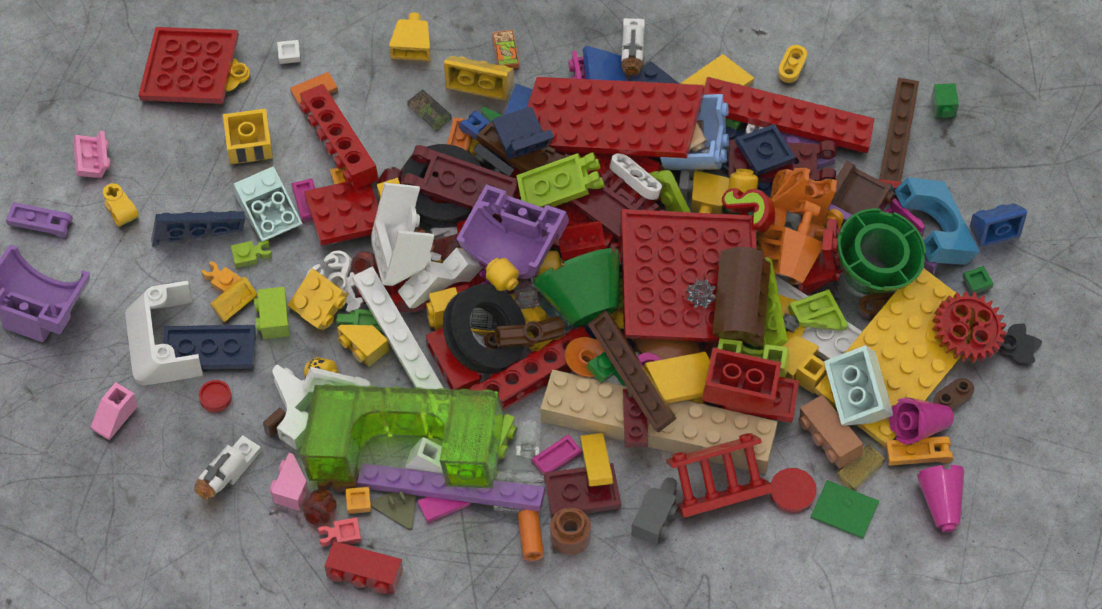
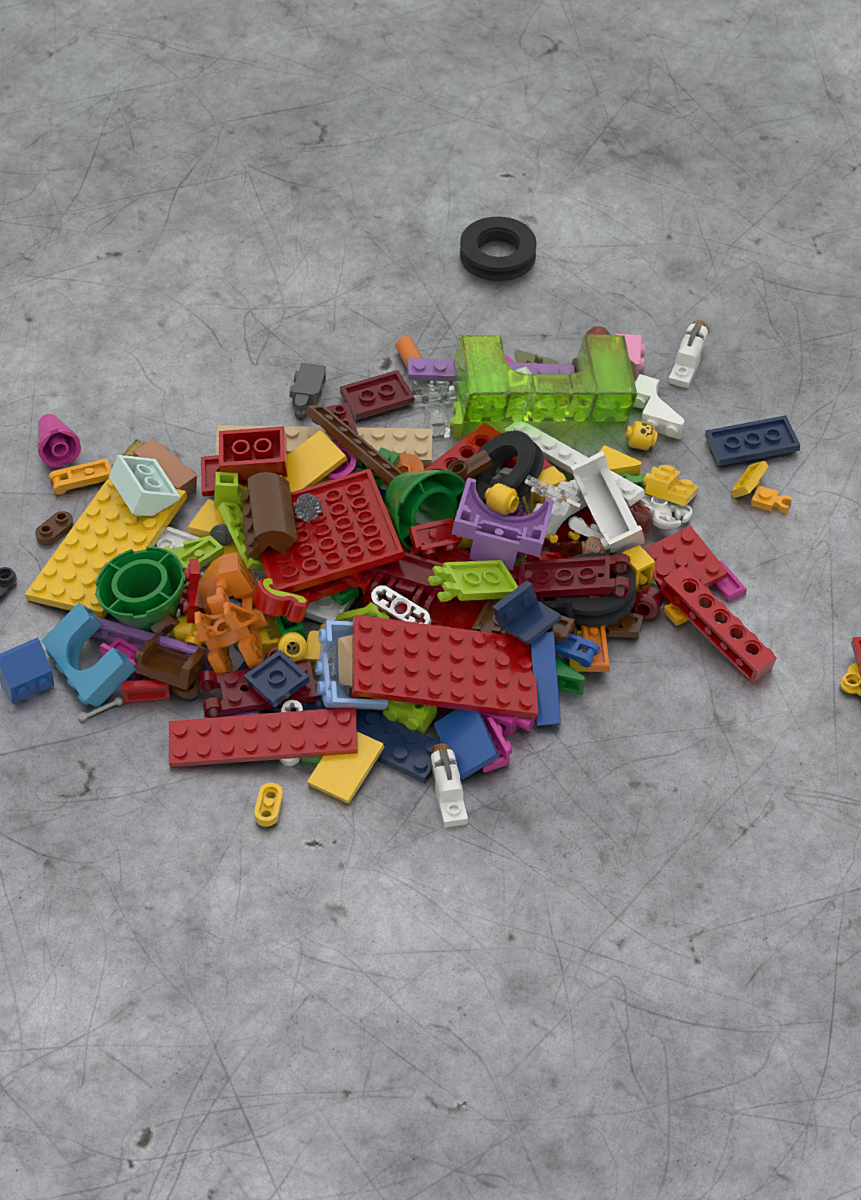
camera: 165 degrees right, 10 degrees down
(113, 411) = (806, 377): bright pink slope -> none
(154, 362) = (822, 450): white windscreen -> none
(197, 225) = (821, 523): dark blue wing -> none
(215, 396) = (728, 410): red piece -> none
(247, 136) = (808, 612): yellow brick -> none
(247, 254) = (756, 524): lime plate -> none
(266, 204) = (760, 560): light aqua slope -> none
(273, 313) = (708, 474): lime brick -> none
(273, 421) = (665, 391): reddish brown tile -> none
(288, 51) = (811, 712): white plate -> none
(320, 377) = (621, 418): white hinge -> none
(325, 79) = (768, 684): orange tile -> none
(345, 532) = (570, 333): coral plate -> none
(358, 500) = (566, 354): light orange plate -> none
(363, 568) = (542, 310): red brick -> none
(411, 39) = (687, 747): yellow torso -> none
(429, 110) = (640, 688): clear smoke tile -> none
(452, 254) = (551, 492): none -> clear plate
(478, 77) = (601, 713): yellow slope -> none
(505, 48) = (585, 763): tile -> none
(556, 455) = (410, 417): dark pink tile -> none
(570, 542) = (377, 359): dark orange piece -> none
(596, 459) = (369, 404): yellow tile -> none
(735, 492) = (259, 407): red fence -> none
(793, 490) = (191, 430): red tile -> none
(810, 372) = (189, 506): yellow brick -> none
(844, 509) = (142, 427): green piece -> none
(899, 130) = (140, 753): reddish brown plate -> none
(919, 419) = (80, 484): dark pink cone -> none
(945, 100) = (94, 793): green brick -> none
(949, 321) = (29, 564): red gear -> none
(978, 280) = (39, 625): green plate -> none

